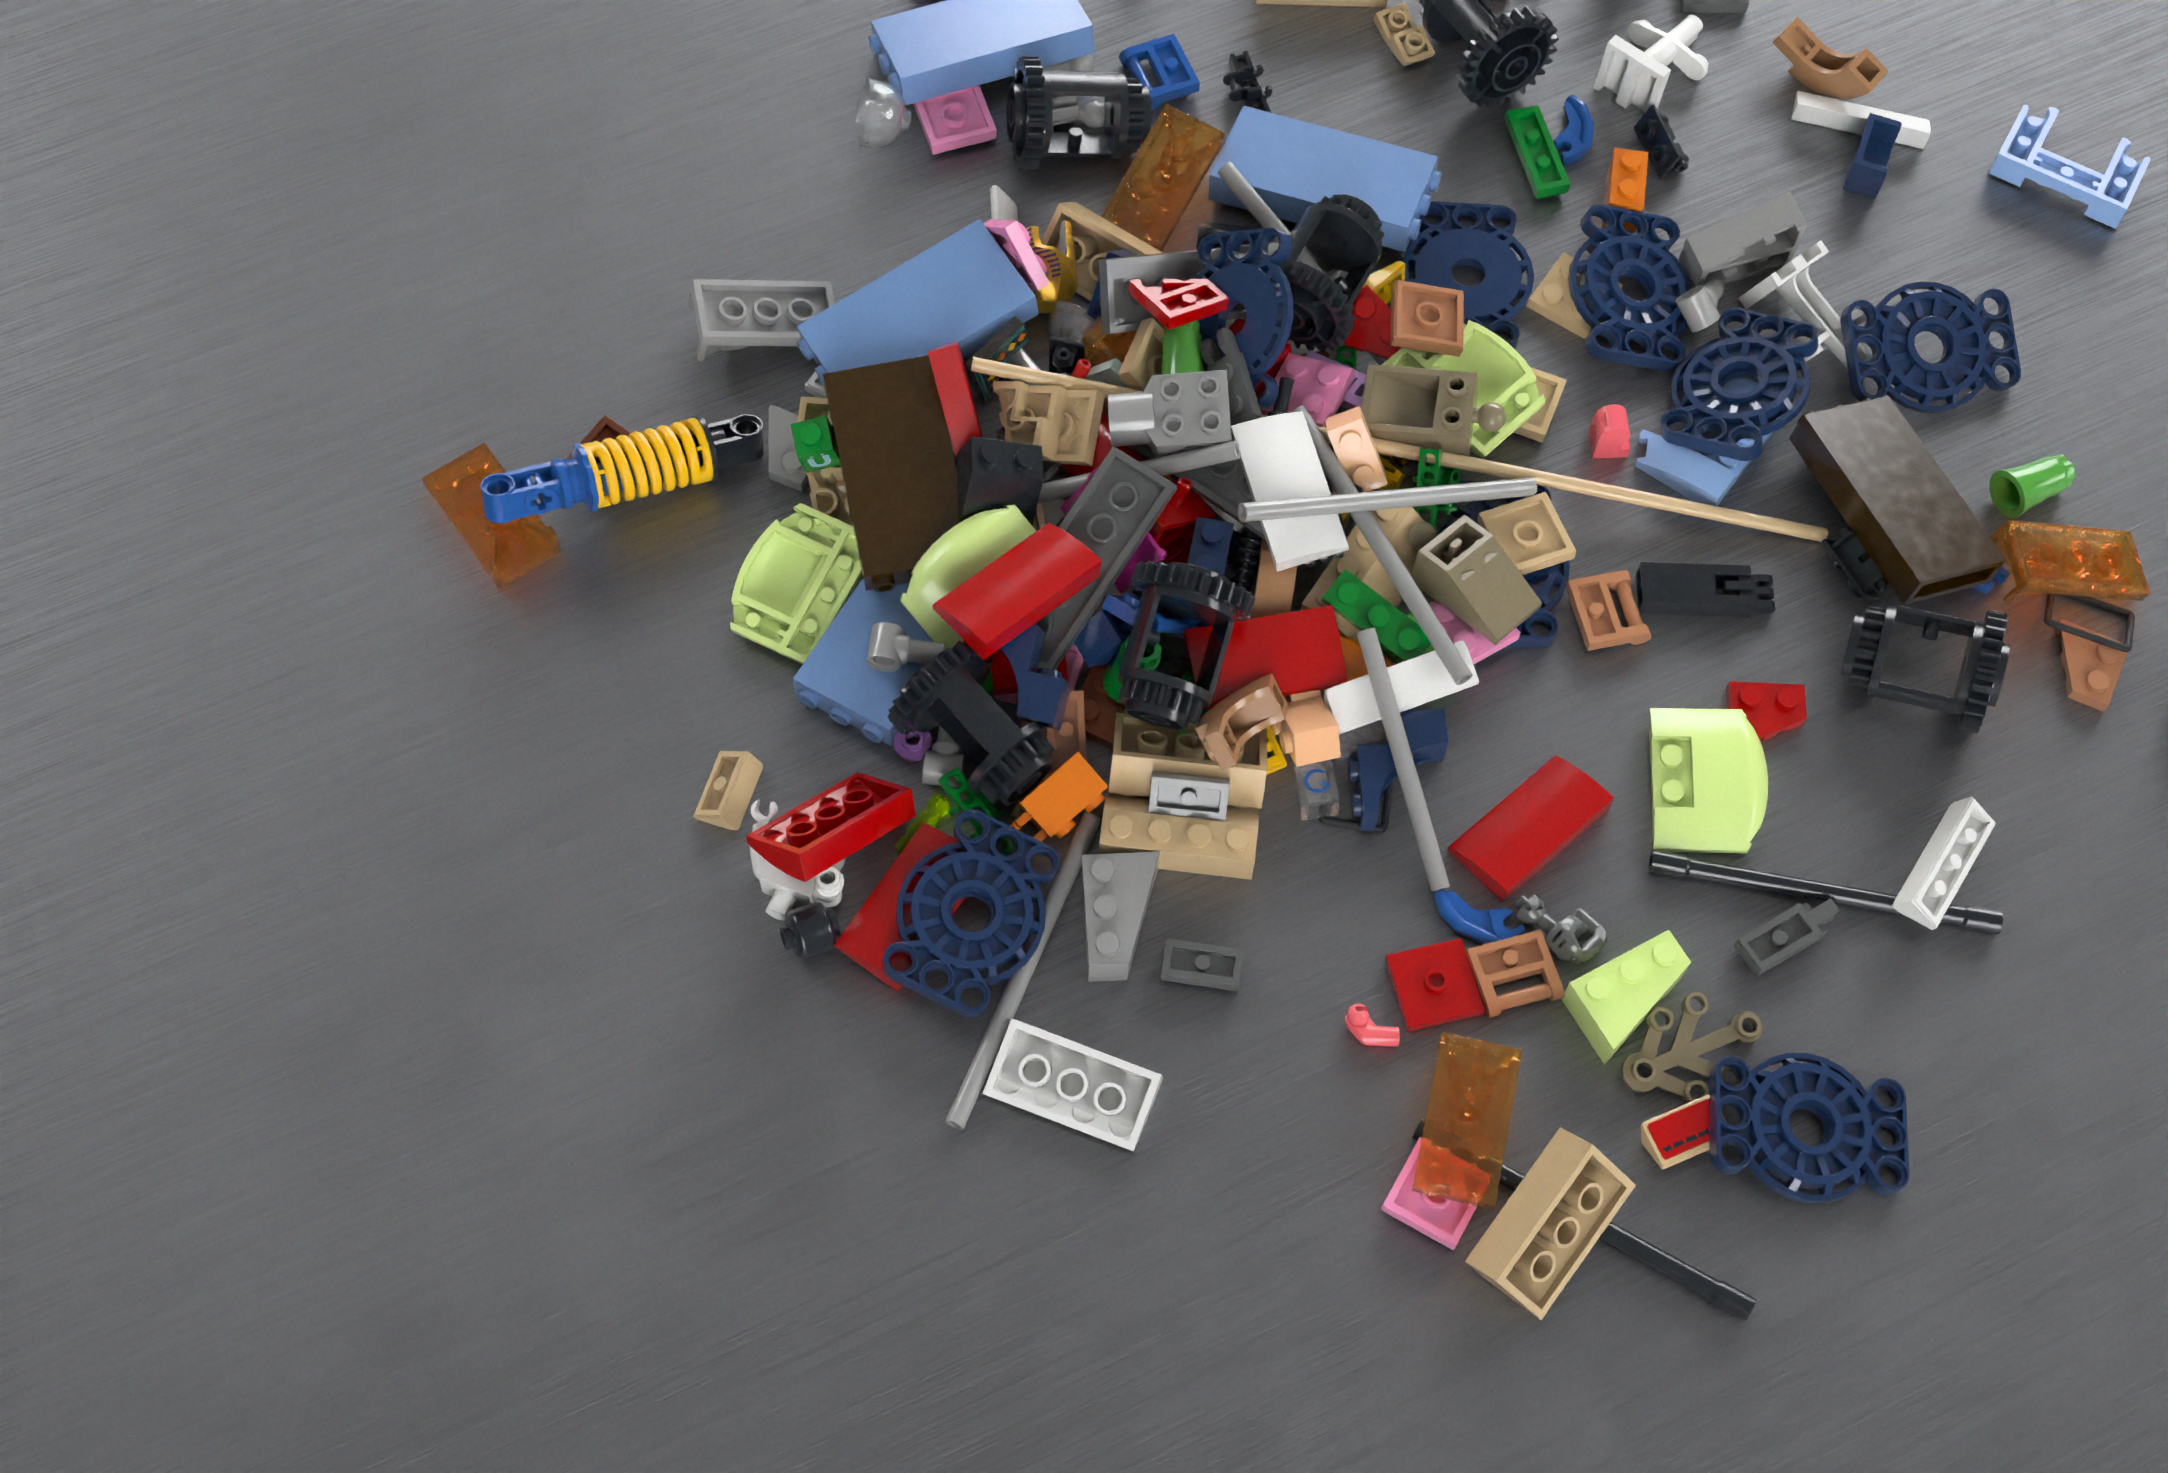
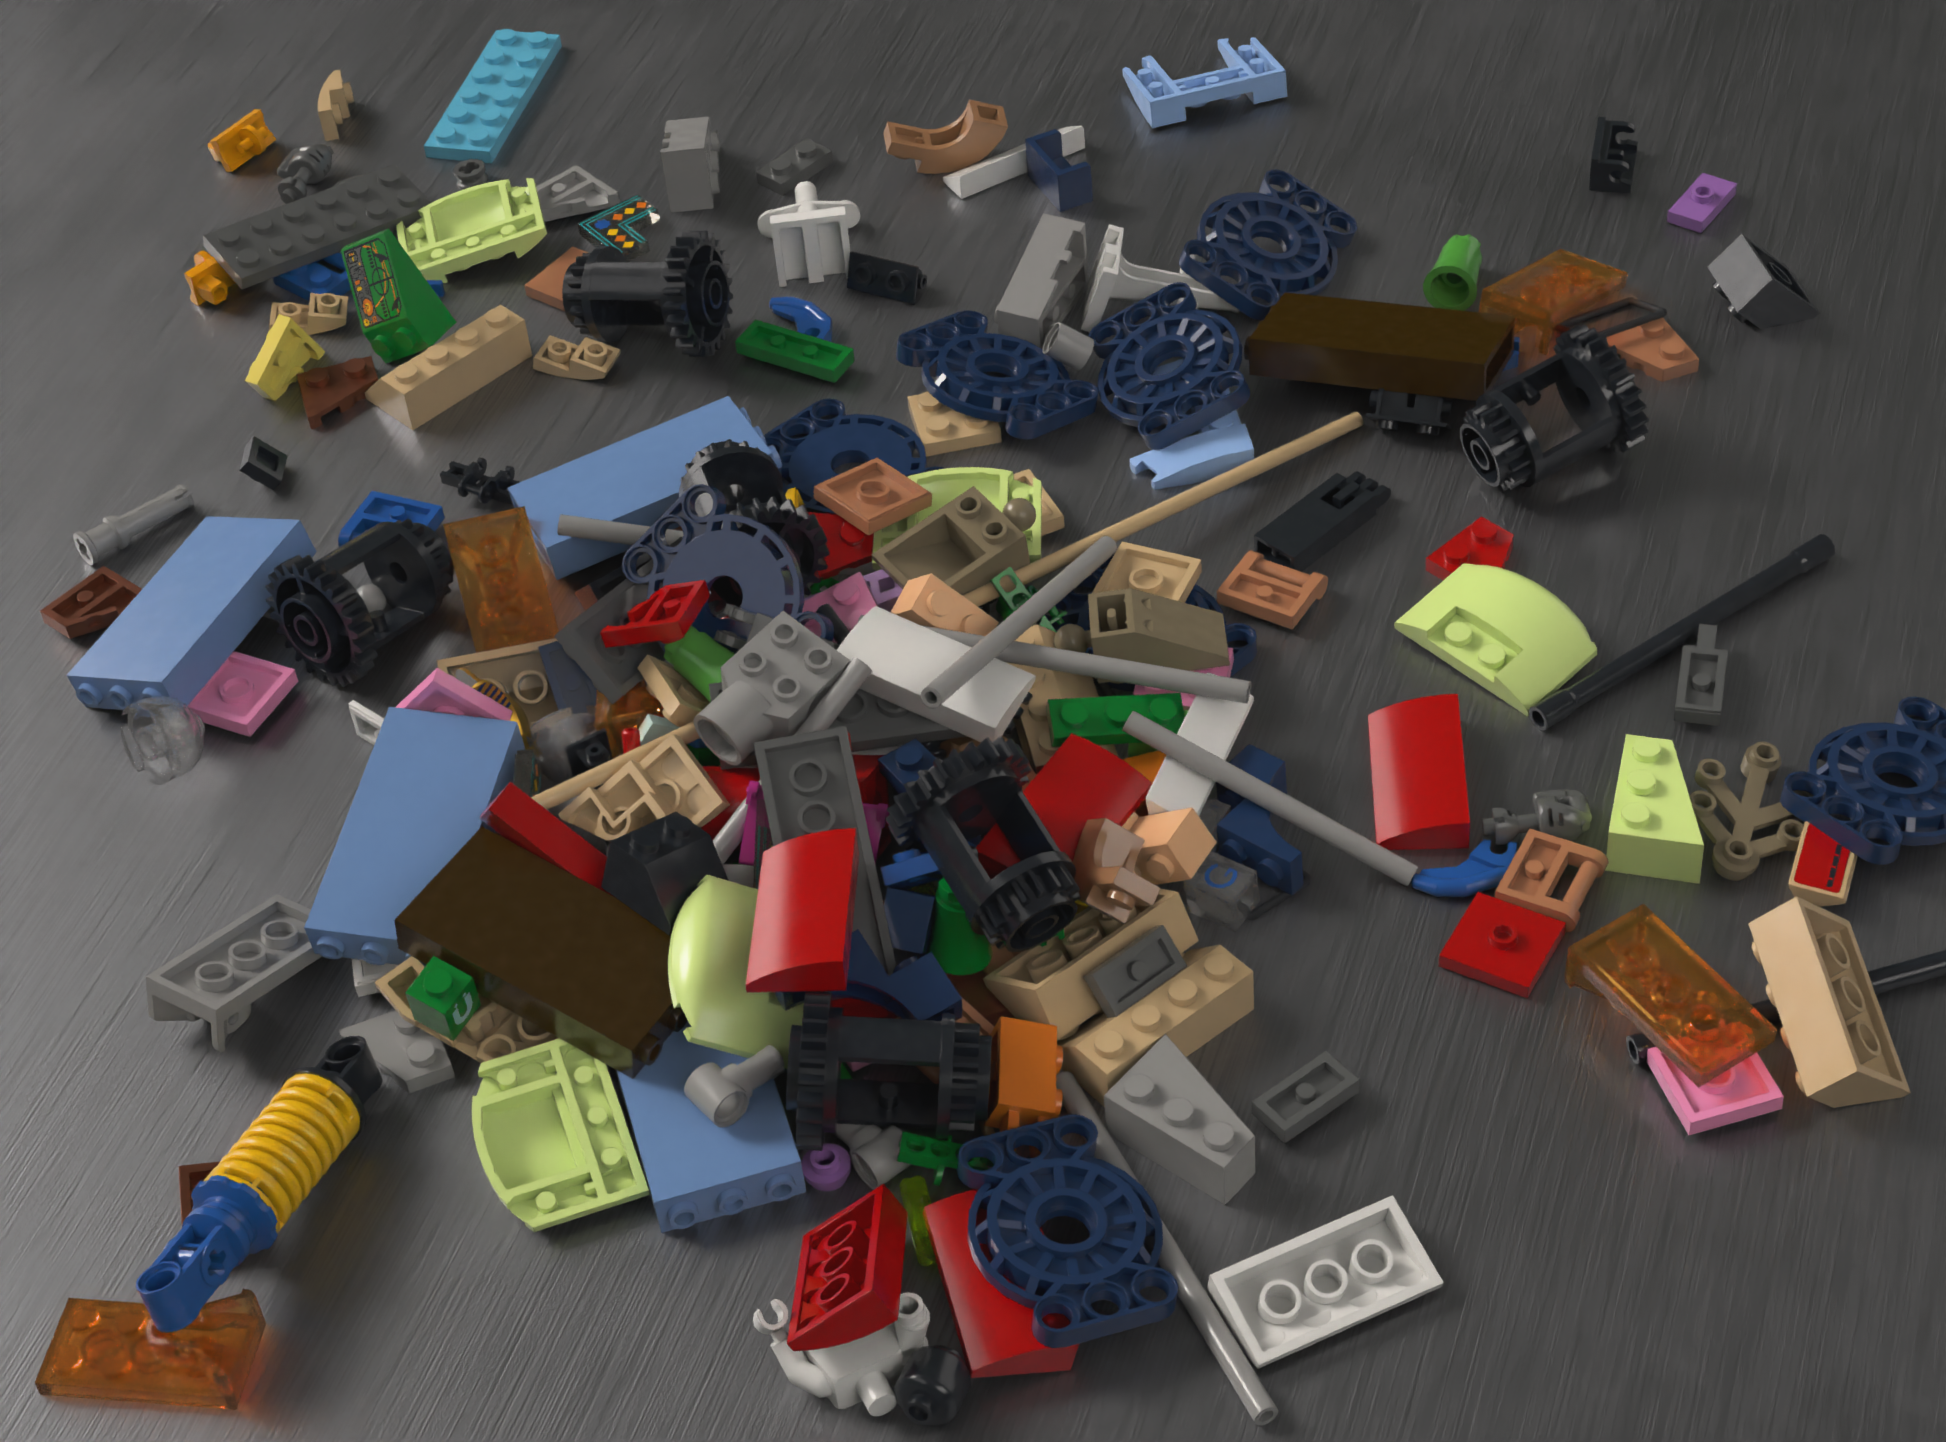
camera: 40 degrees left, 20 degrees down
(729, 789) = (696, 1358): tan slope -> none
(1366, 1031) = (1499, 1024): coral arm -> none
(1609, 433) = (1112, 468): coral leg -> none
(1626, 181) = (893, 311): orange brick -> none
(1944, 863) = (1737, 538): white slope -> none

